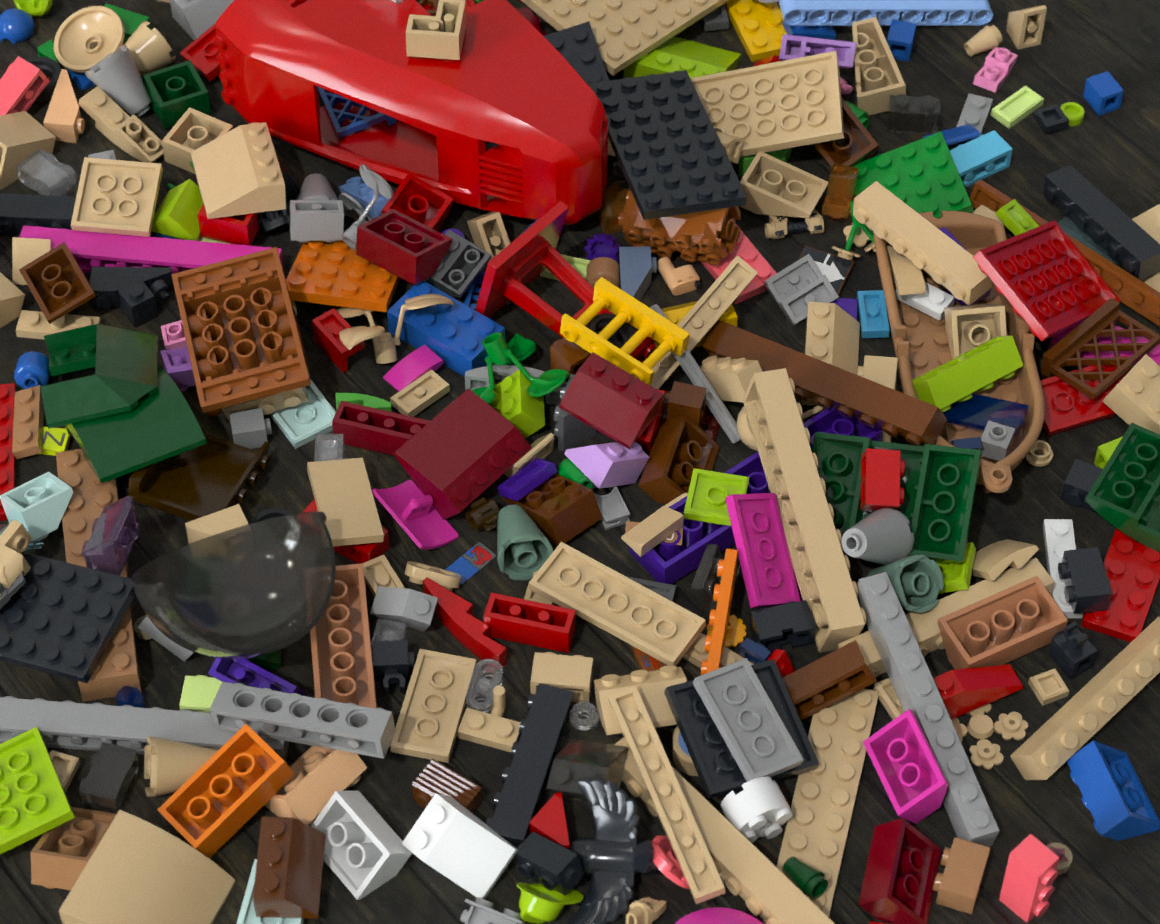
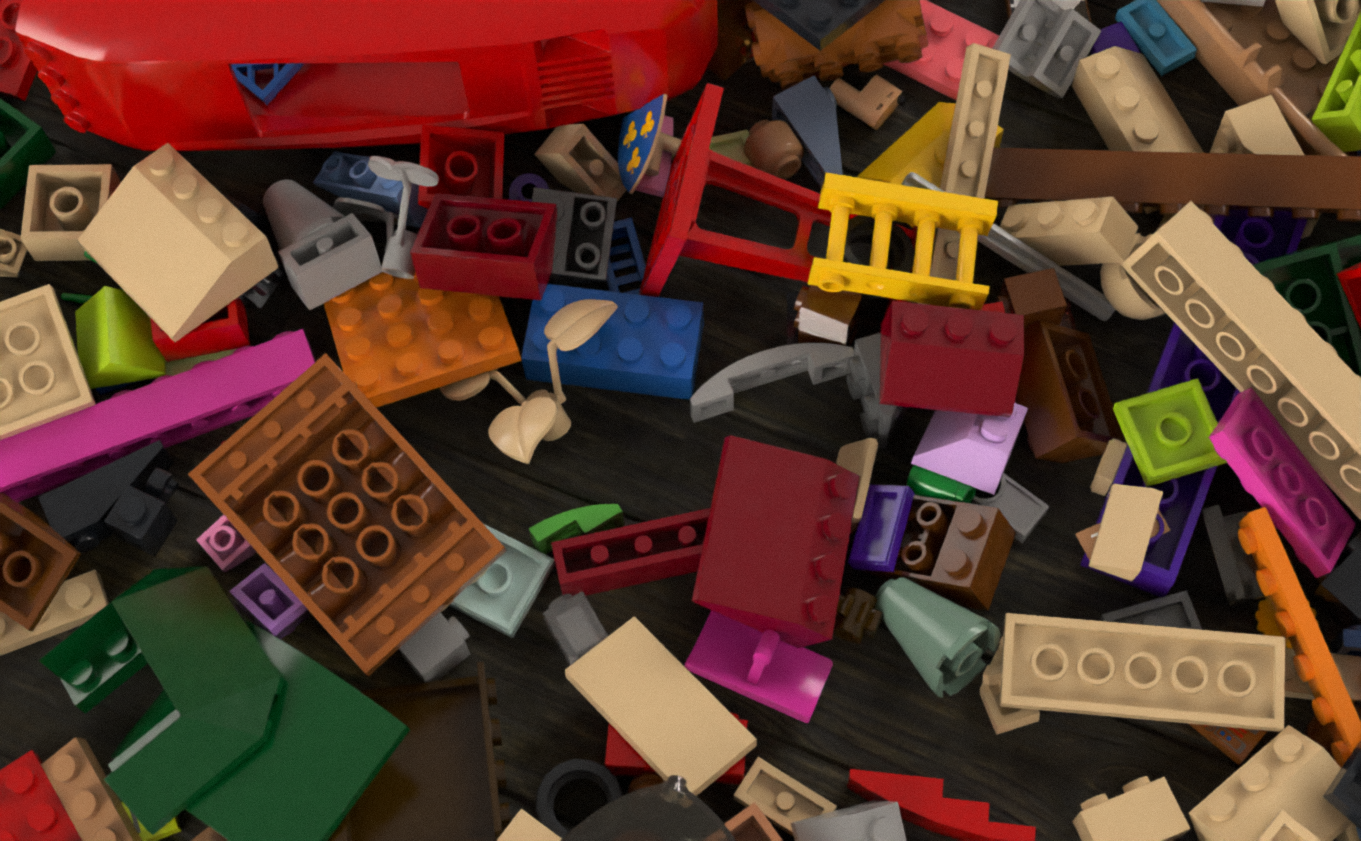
camera: 25 degrees left, 15 degrees up
(32, 370) = (48, 717): blue head -> none
(326, 336) = (462, 433): red panel -> none
(412, 367) = (606, 427): dark pink slope -> none
(418, 572) = (846, 750): tan plate -> none
(420, 394) = (639, 462): tan plate -> none
(472, 561) = (875, 696): sticker -> none
(516, 351) = (728, 341): green plant -> none
(517, 405) = (786, 411): lime slope -> none
(530, 622) = (1037, 762): red brick -> none
(602, 246) = (746, 107): dark purple piece -> none

